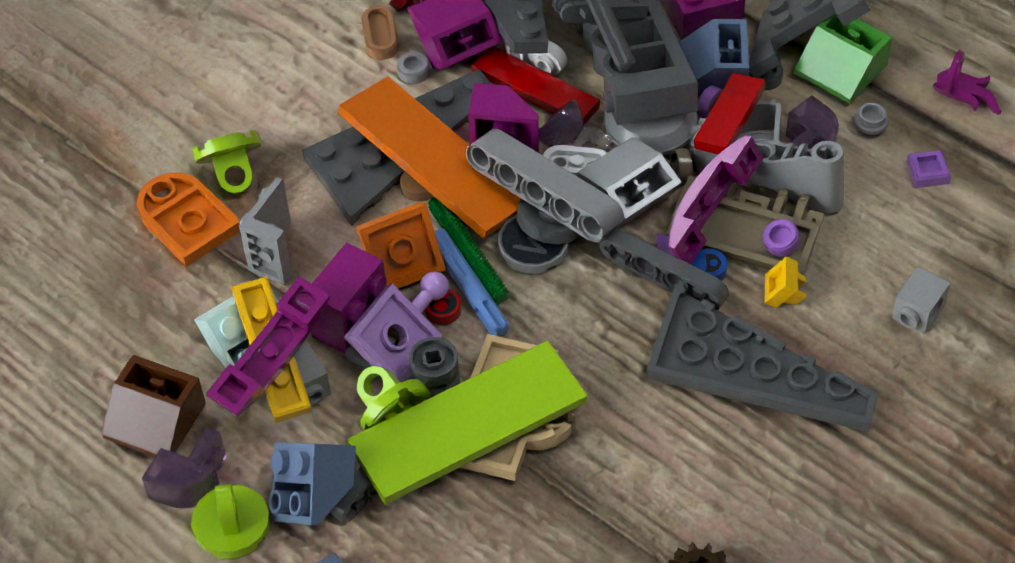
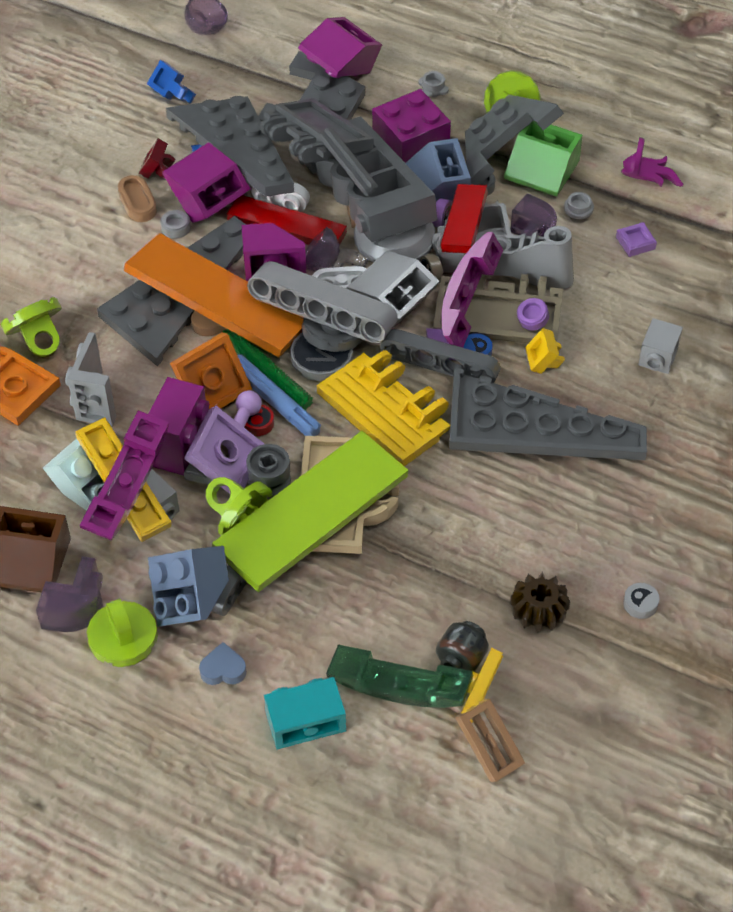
camera: 15 degrees left, 0 degrees up
(586, 324) = (385, 414): none -> yellow hinge

